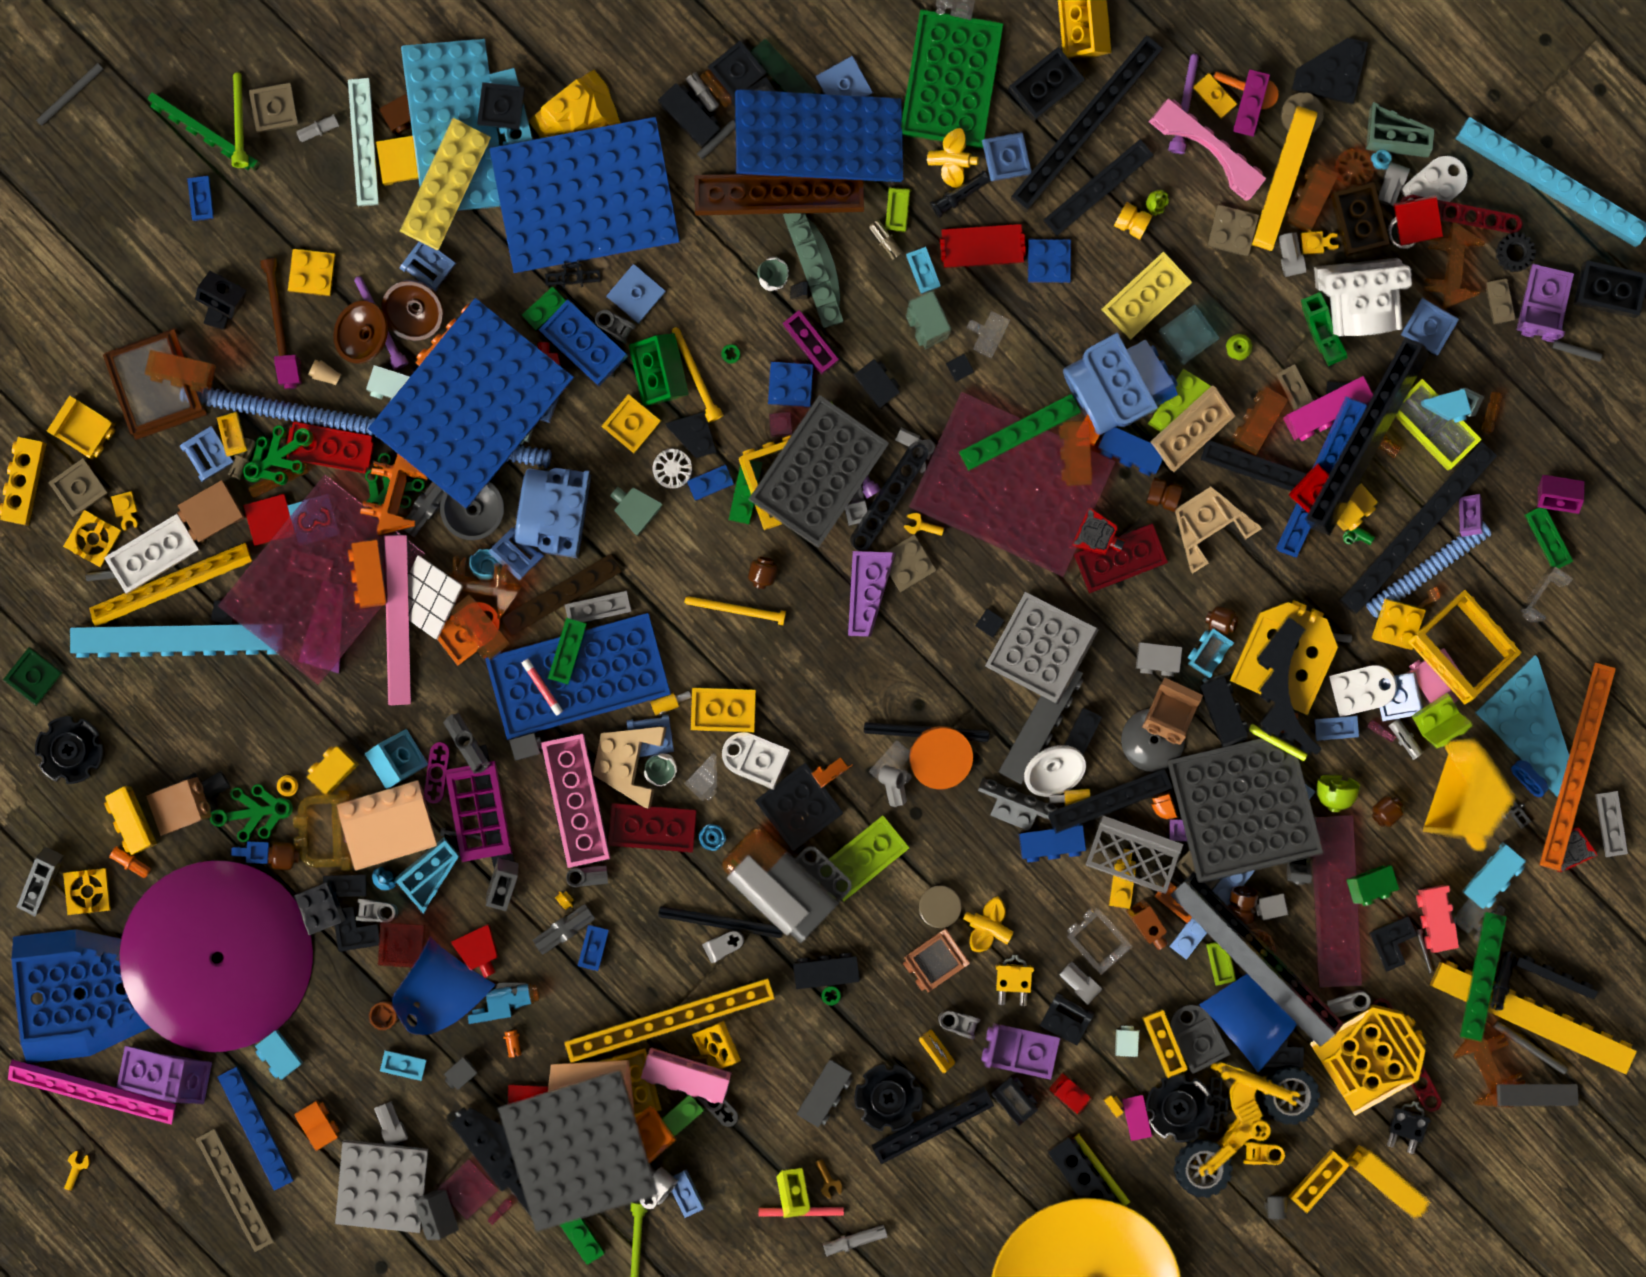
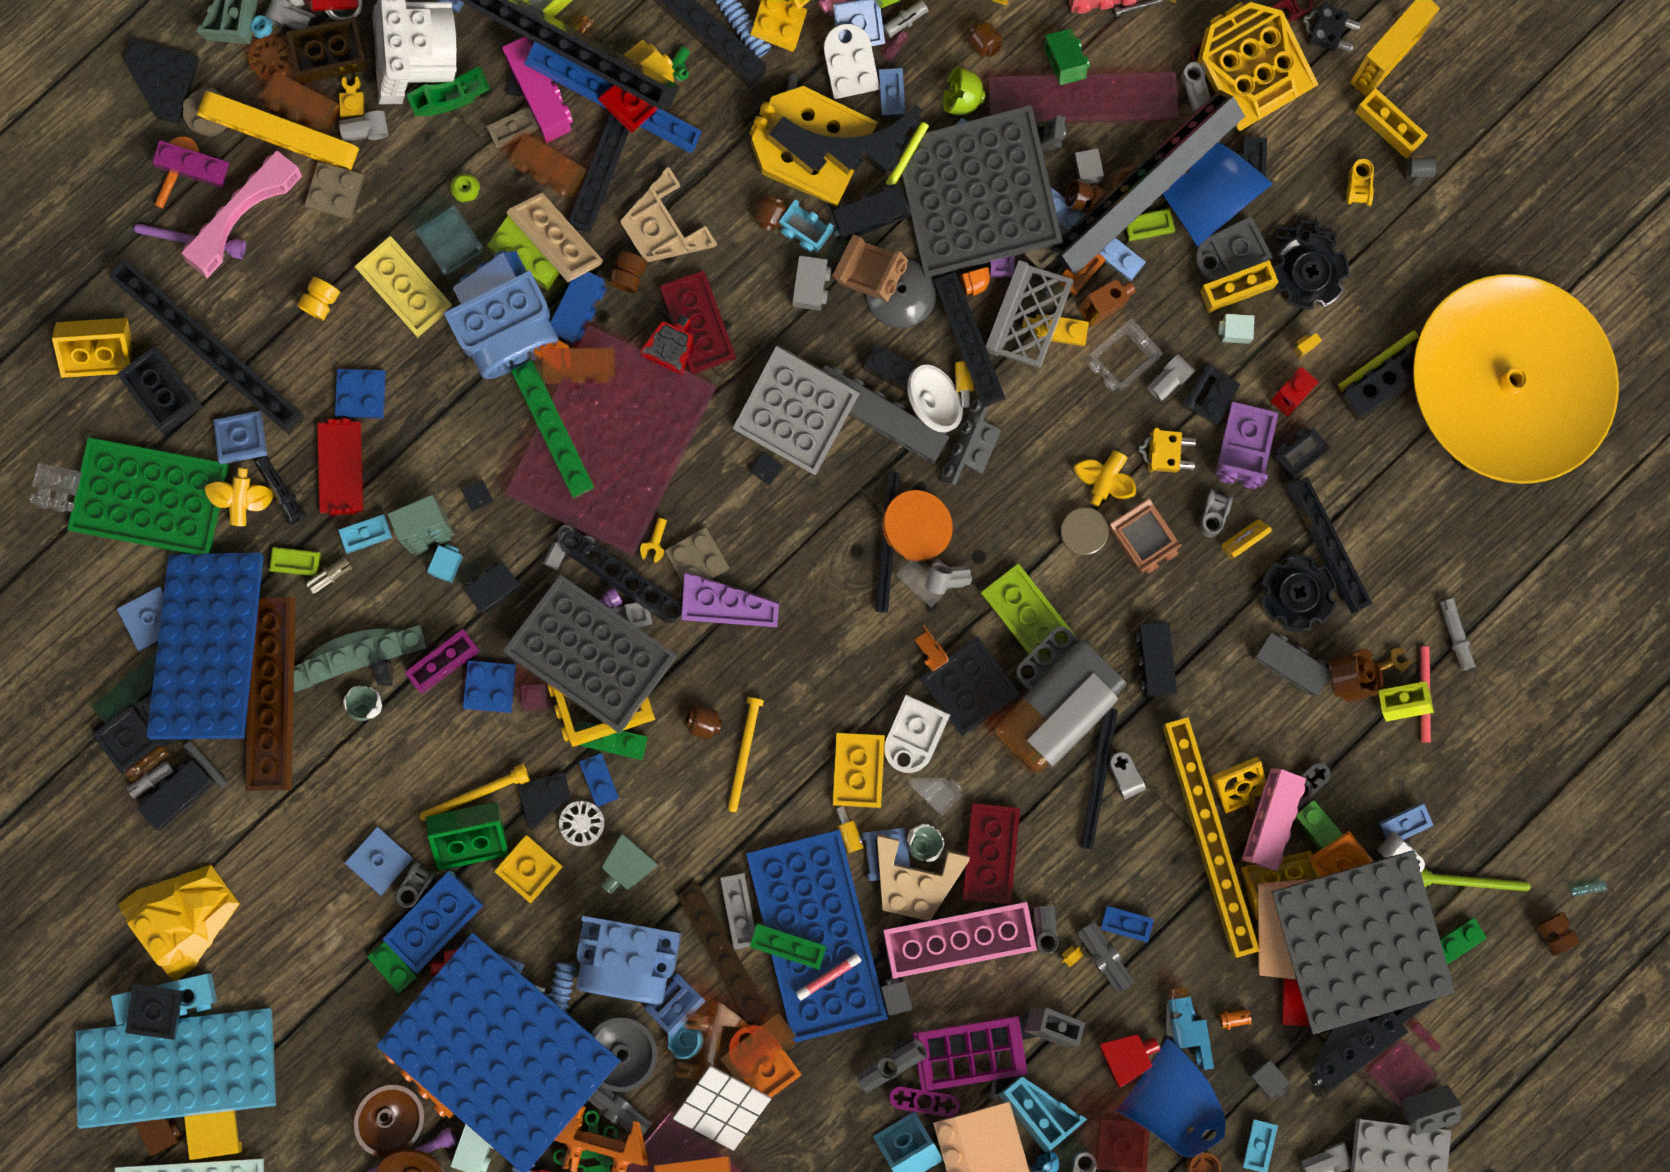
camera: 90 degrees left, 5 degrees down
(397, 619) = (746, 1144): bright pink tile -> none
(432, 260) = (330, 1097): medium blue plate -> none
(445, 184) = (242, 1078): light yellow plate -> none
(579, 273) = (363, 943): black piece -> none
(584, 194) = (262, 917): blue plate -> none
(707, 832) = (1006, 778): dark azure plate -> none
(737, 352) = (454, 761): green bush -> none
(814, 1148) = (1355, 676): none -> reddish brown brick
(829, 989) = (1190, 653): green bush -> none
(898, 342) = (445, 563): none -> medium azure brick
(989, 334) = (439, 461): clear plate -> none
(1049, 844) = (1016, 408): blue brick -> none
(1098, 187) = (279, 337): black plate -> none
(1136, 1117) = (1320, 320): dark pink tile -> none
(1157, 201) = (298, 272): lime plate -> none
(1214, 96) = (182, 207): yellow plate -> none
(1243, 1128) = (1366, 234): piece -> none
(1387, 940) = (1125, 44): black plate -> none

